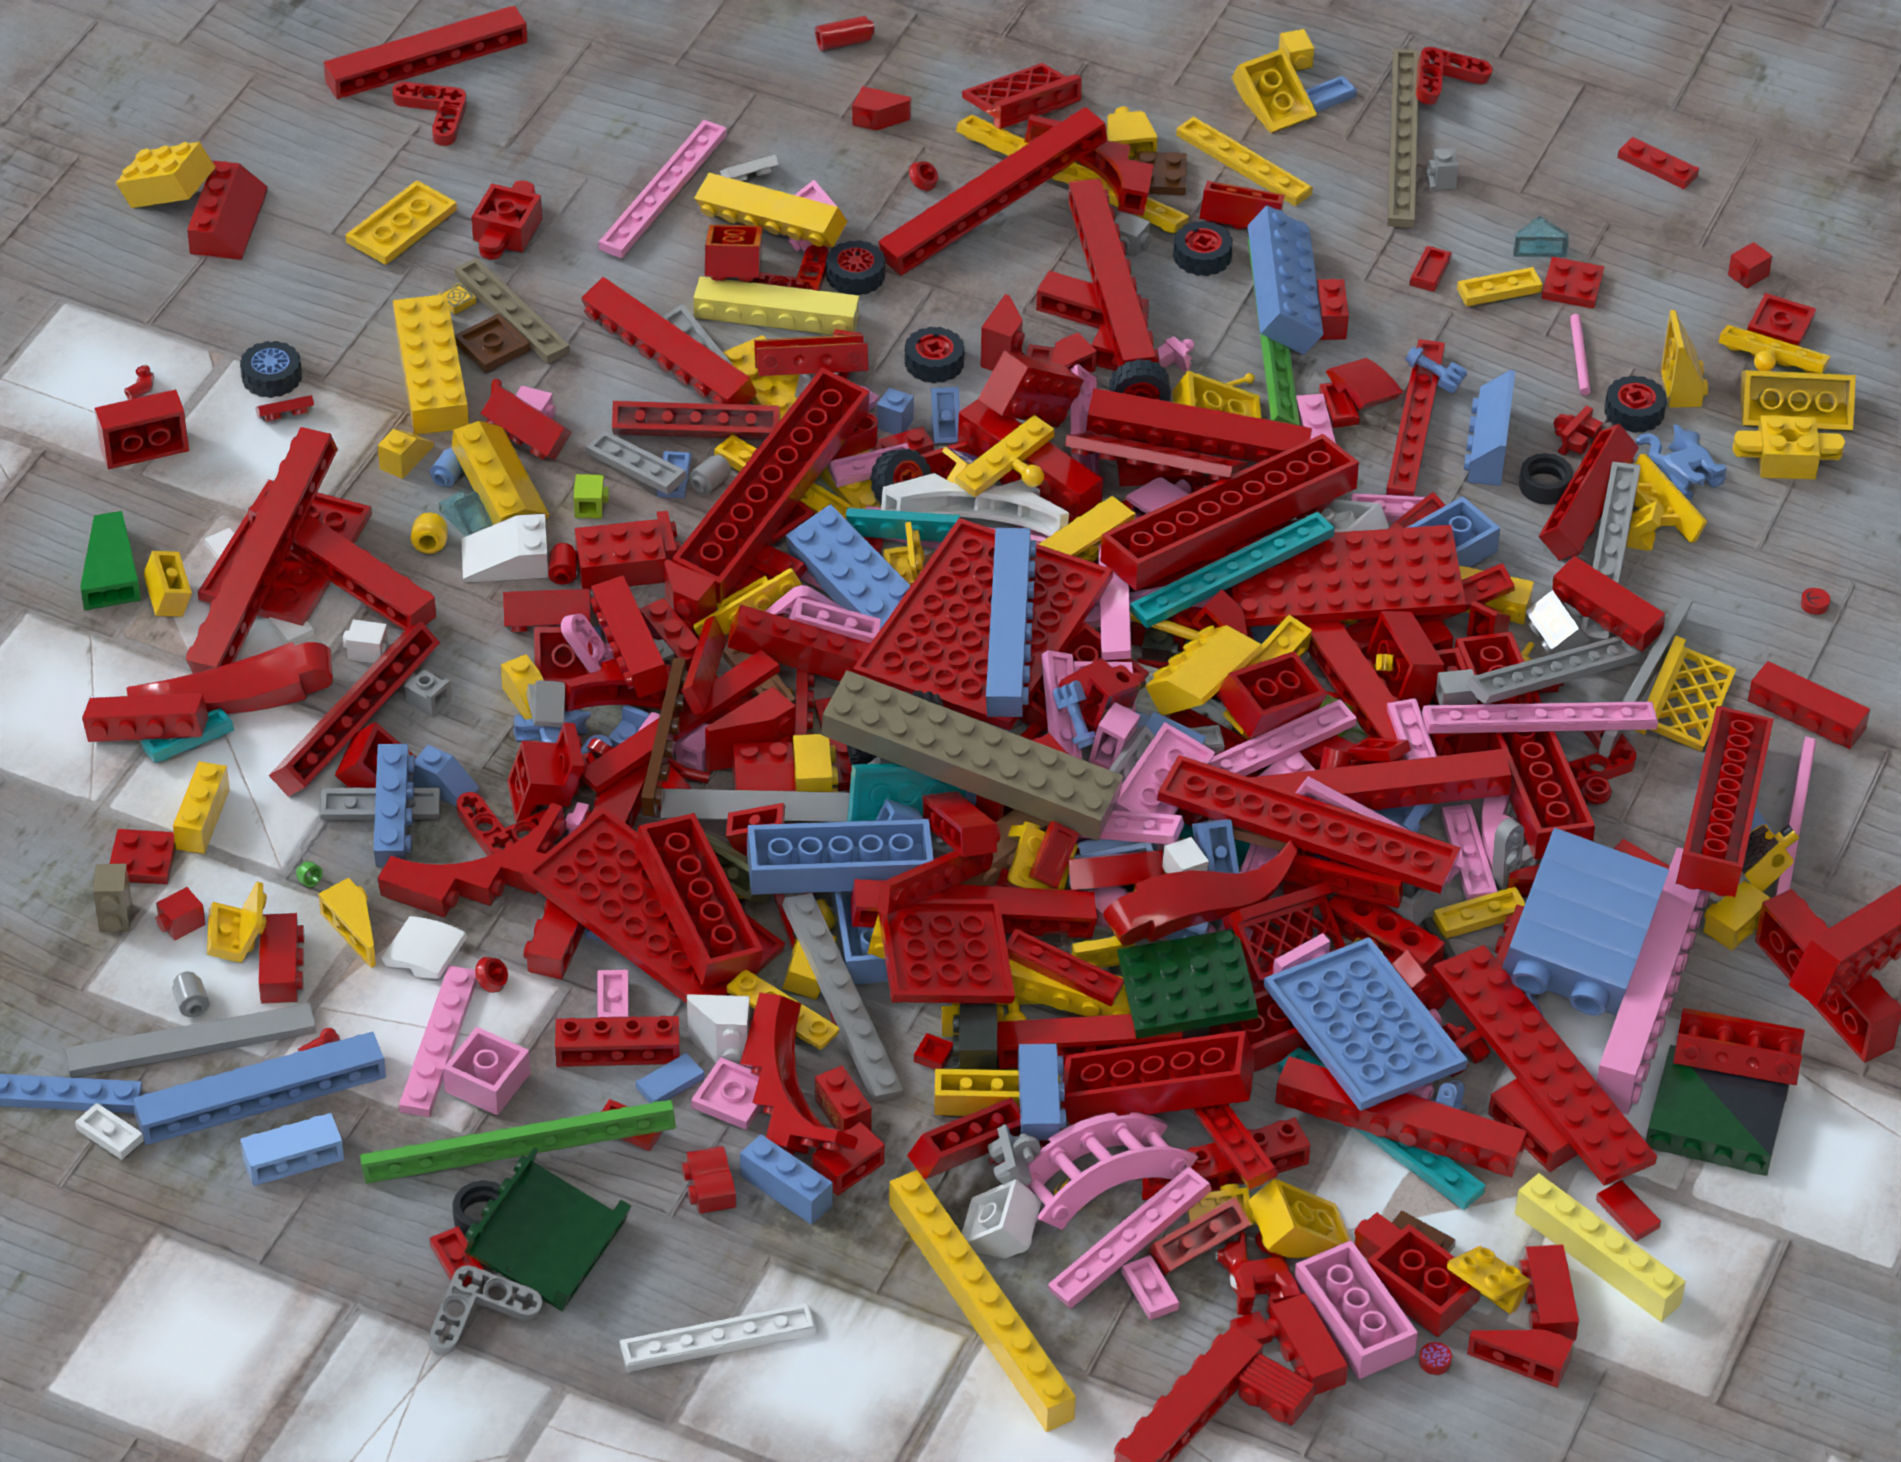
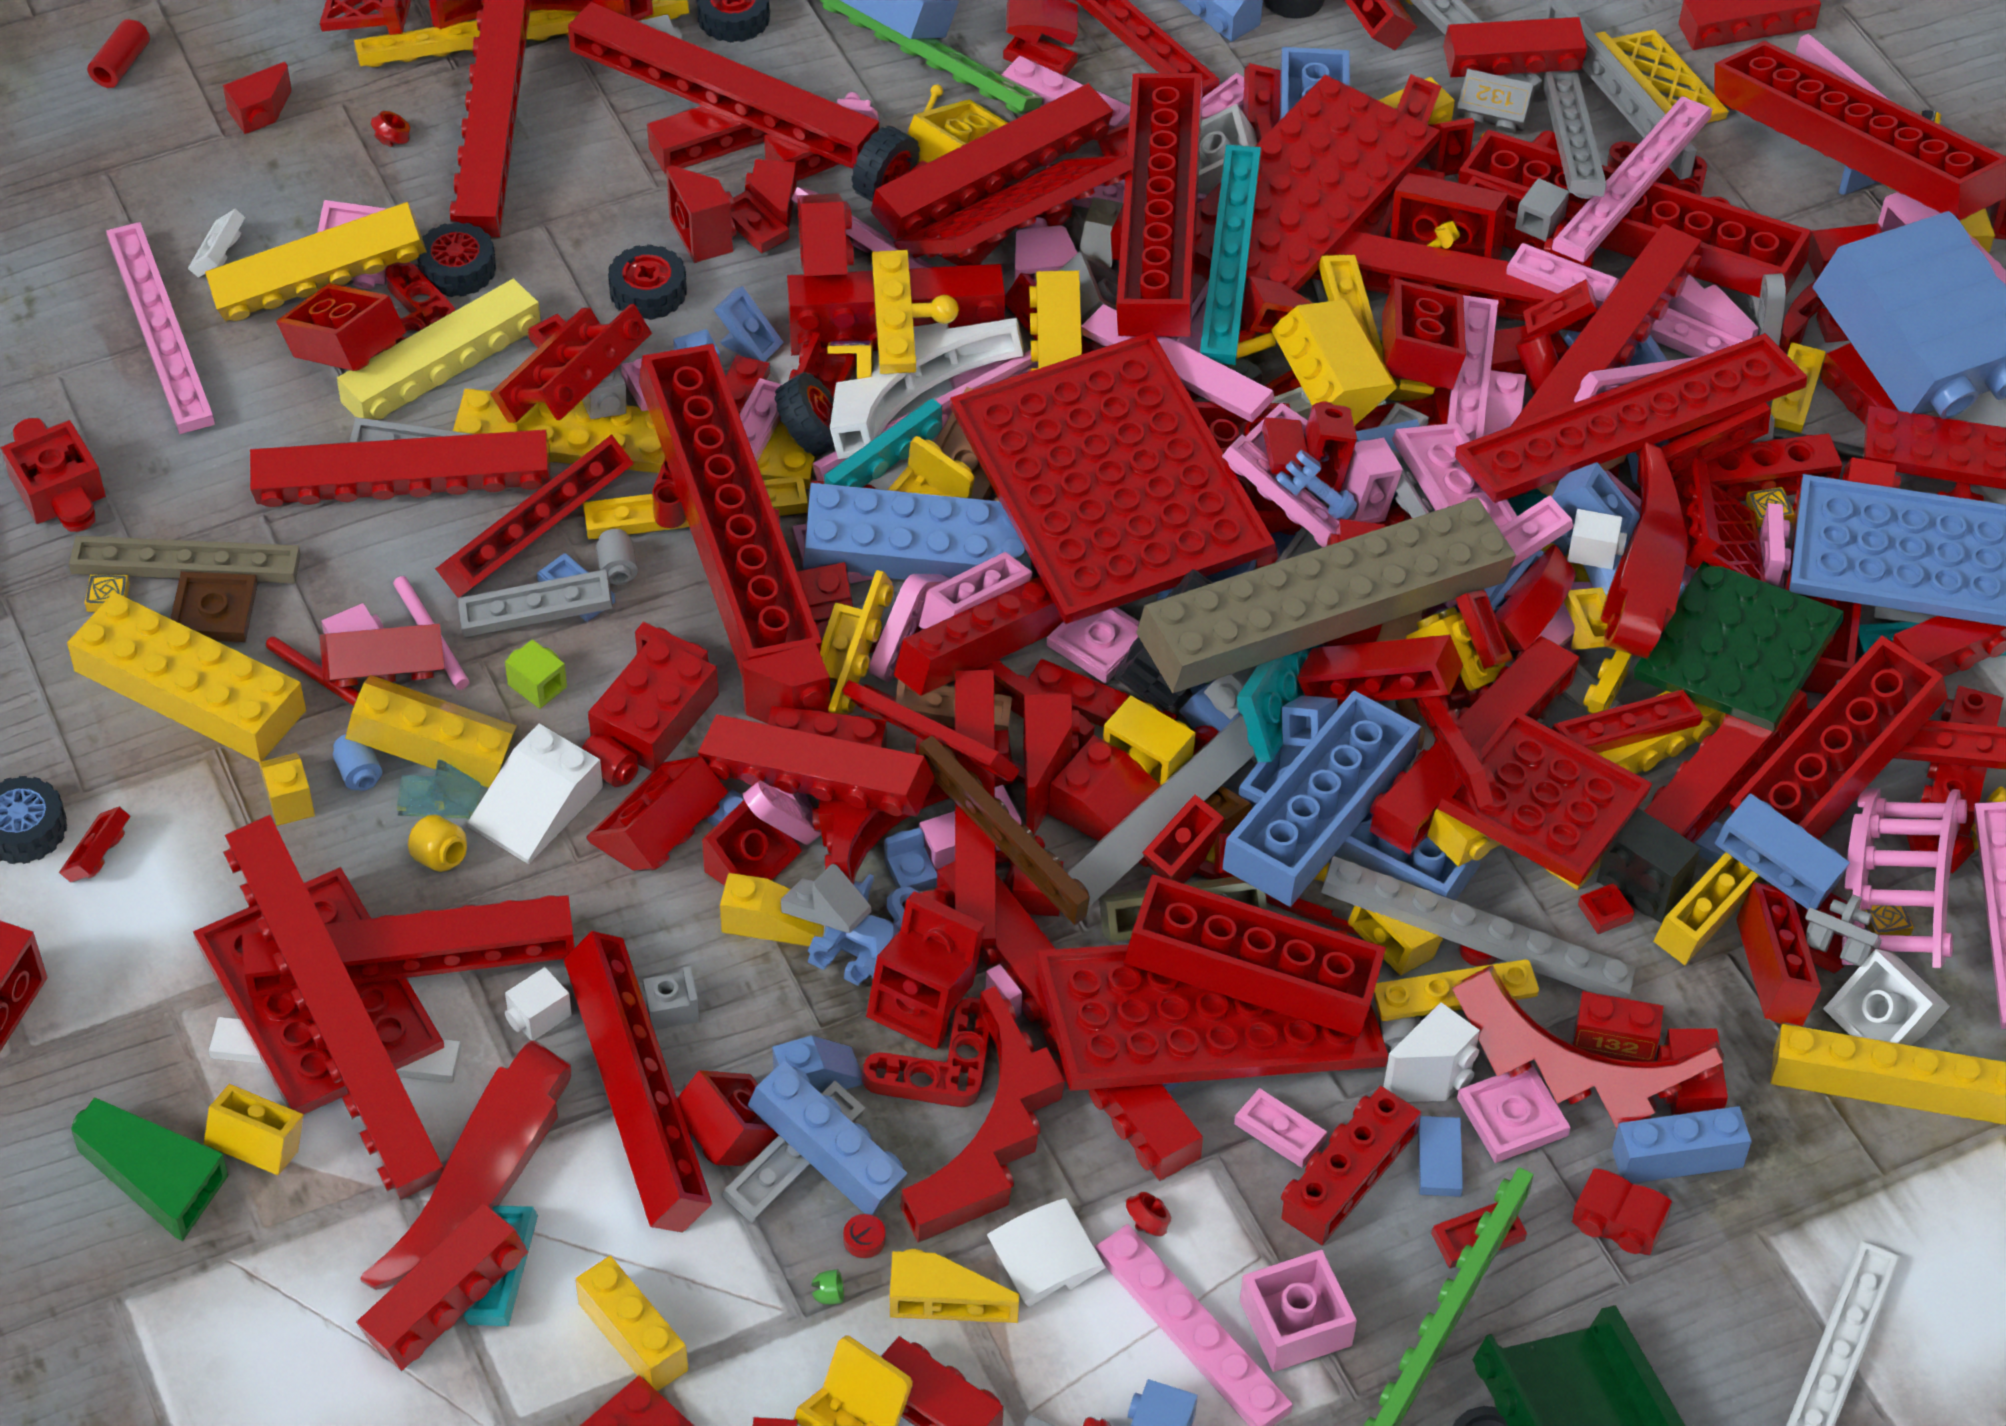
camera: 50 degrees left, 5 degrees up
(359, 868) = (864, 1236): none -> red tile
(575, 439) = (422, 617): none -> bright pink bar
(1009, 623) = (1152, 451): medium blue brick -> none

